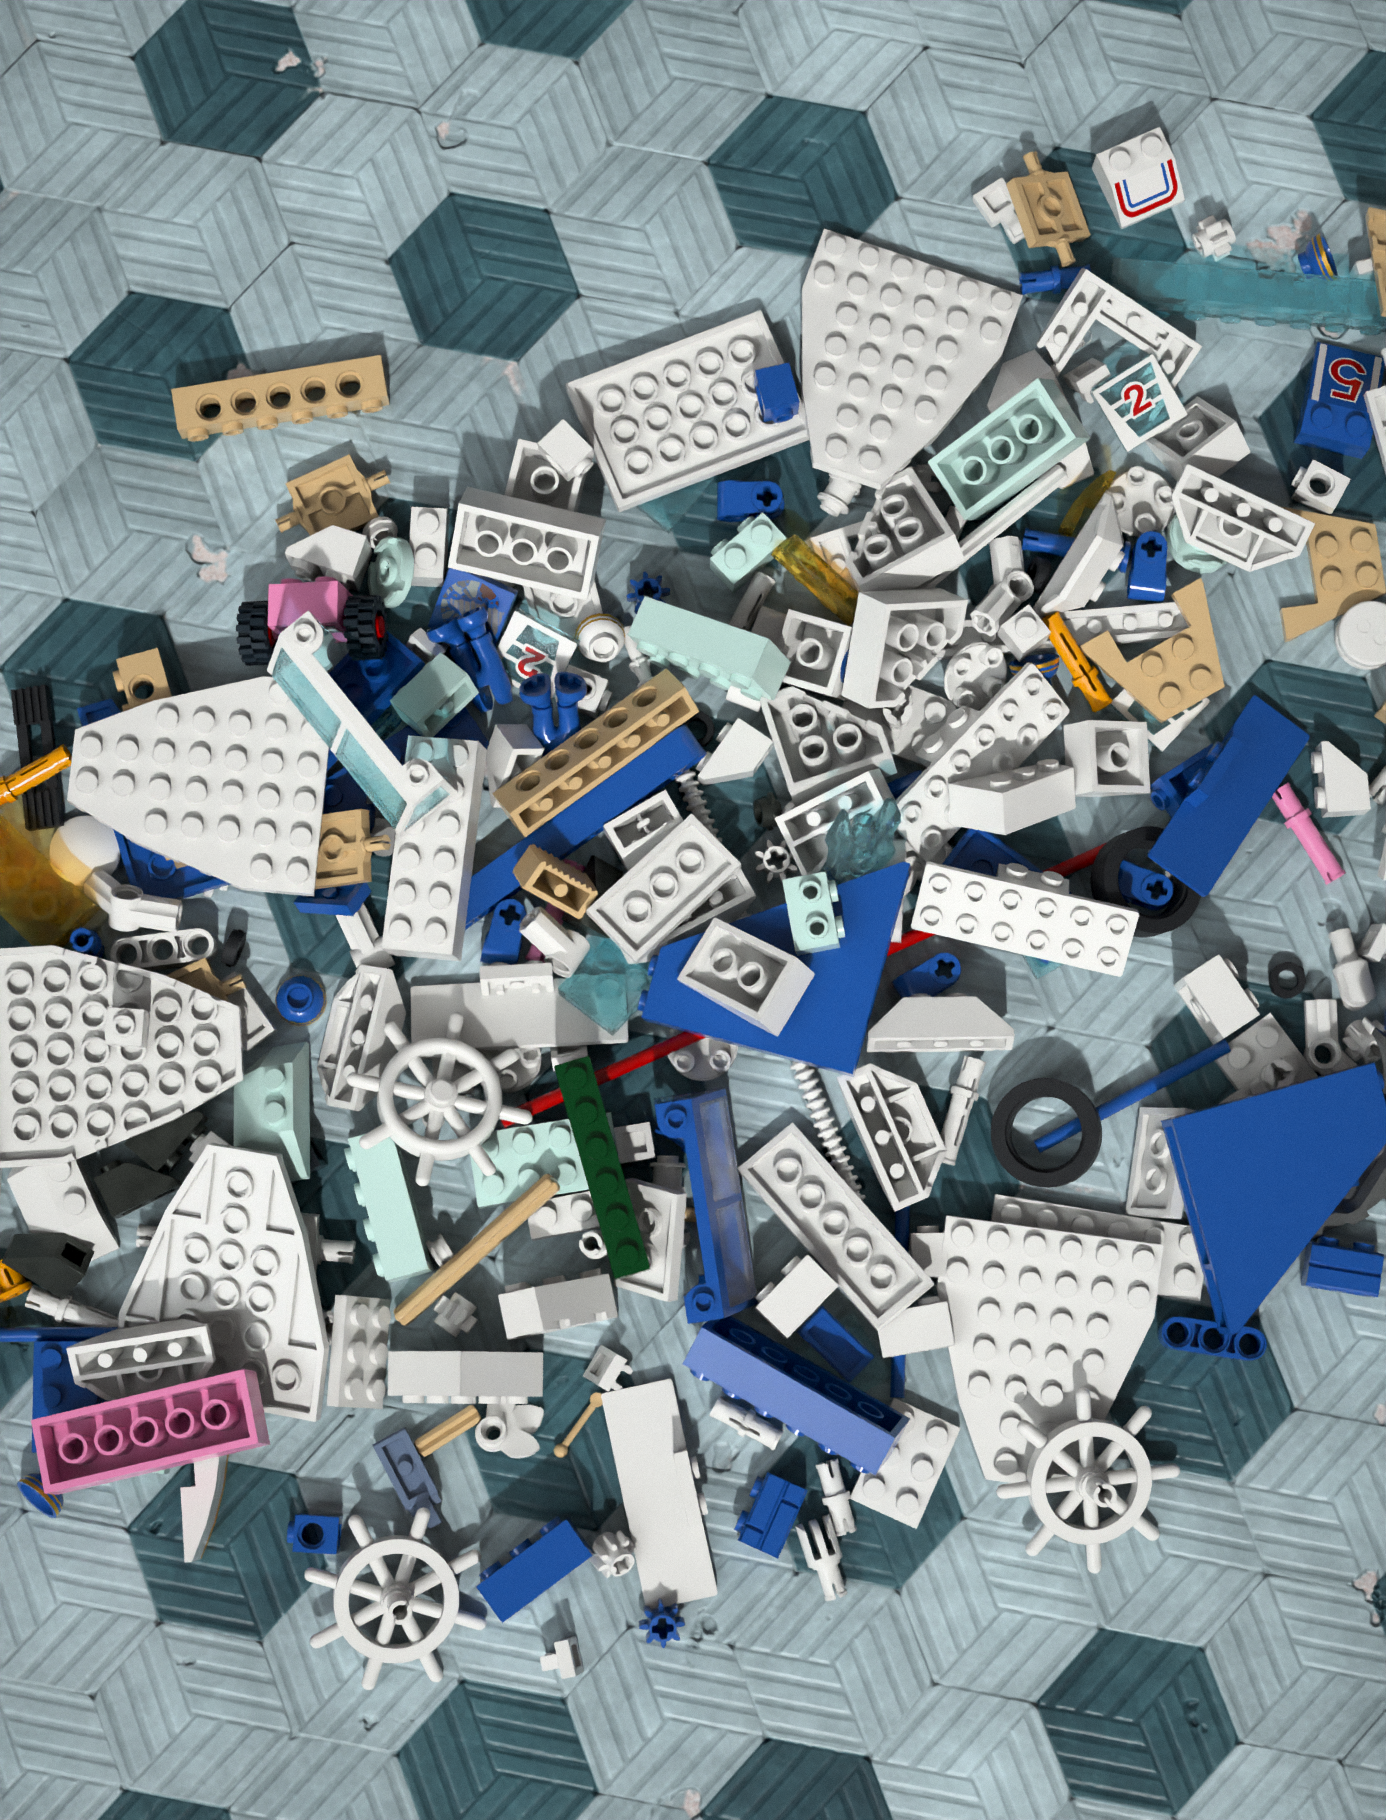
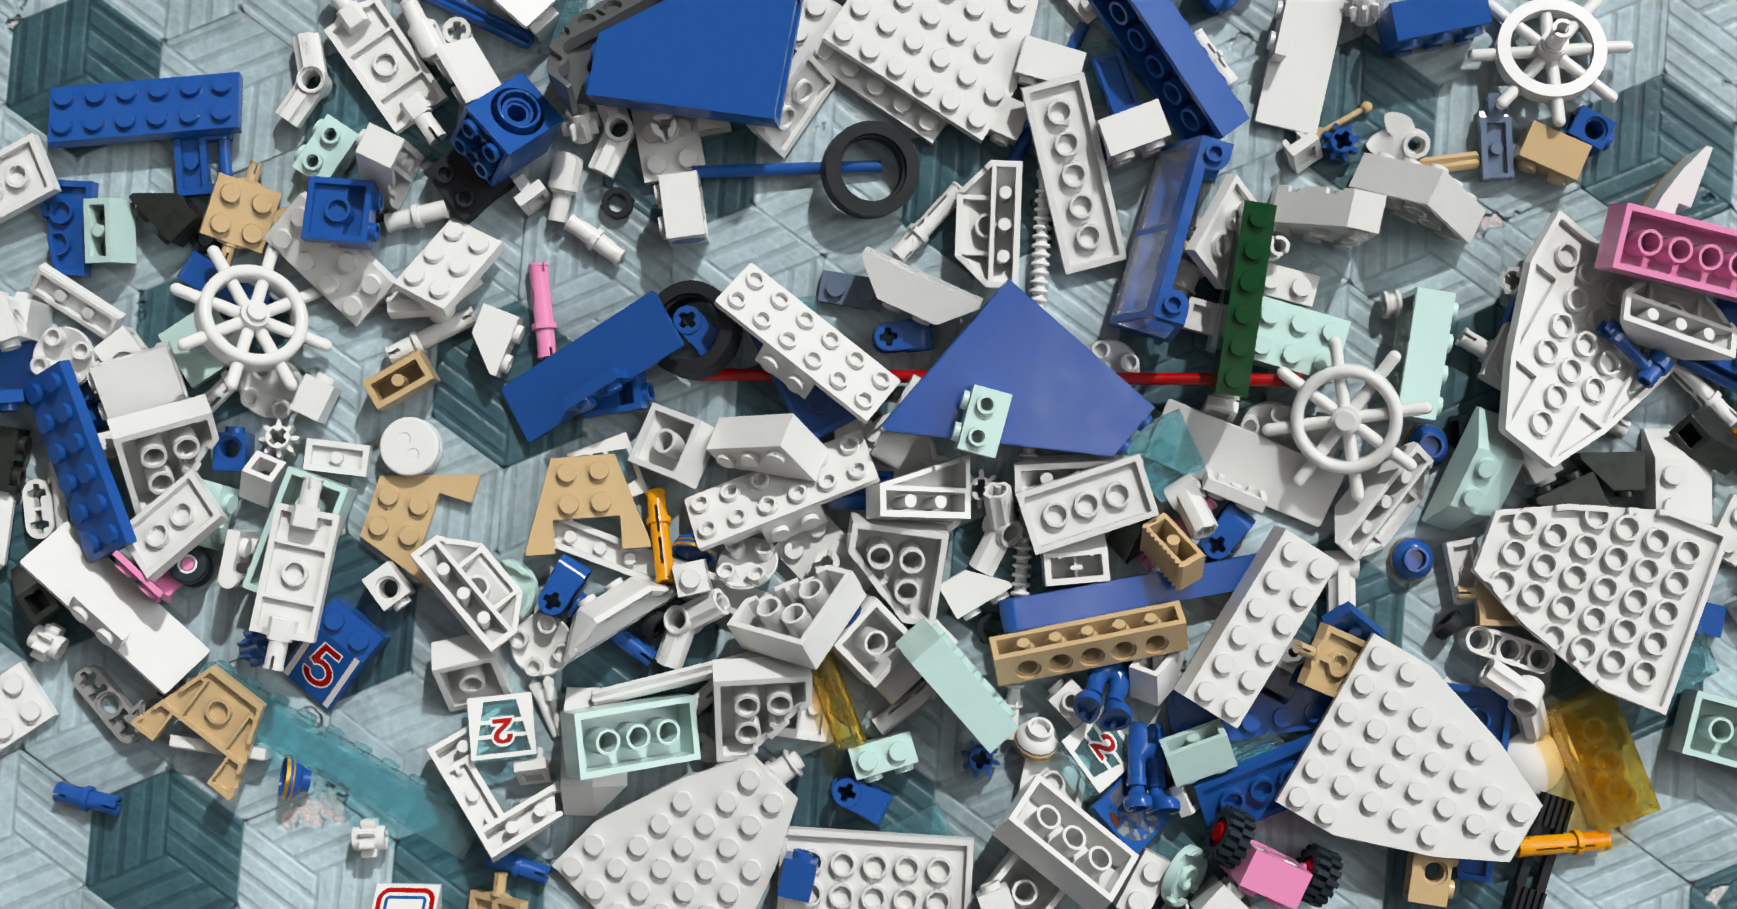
camera: 160 degrees left, 5 degrees up
(91, 942) = (1569, 681): blue pin -> none
(126, 1027) = (1577, 592): white brick -> none
(146, 1302) = (1650, 367): none -> blue brick
(335, 1125) = (1431, 440): none -> blue piece
(345, 1490) = (1550, 154): none -> tan brick
(358, 1352) = (1495, 253): white plate -> none
(399, 792) = (1304, 829): windscreen -> none
(455, 1314) = (1403, 248): white gear -> none
(476, 1249) = (1365, 289): tan axle -> none
(566, 1387) = (1347, 143): none -> blue gear
(737, 831) = (999, 526): none -> white piece
(746, 976) = (1058, 396): white slope -> none
(766, 811) = (967, 533): pearl dark grey plate -> none
(863, 845) = (911, 457): clear light blue piece -> none
(1013, 999) = (848, 291): none -> sand blue plate
(1088, 498) = (579, 667): clear yellow slope -> none
(1107, 451) = (547, 703): none -> white piece
(1291, 931) = (595, 239): none -> white pin

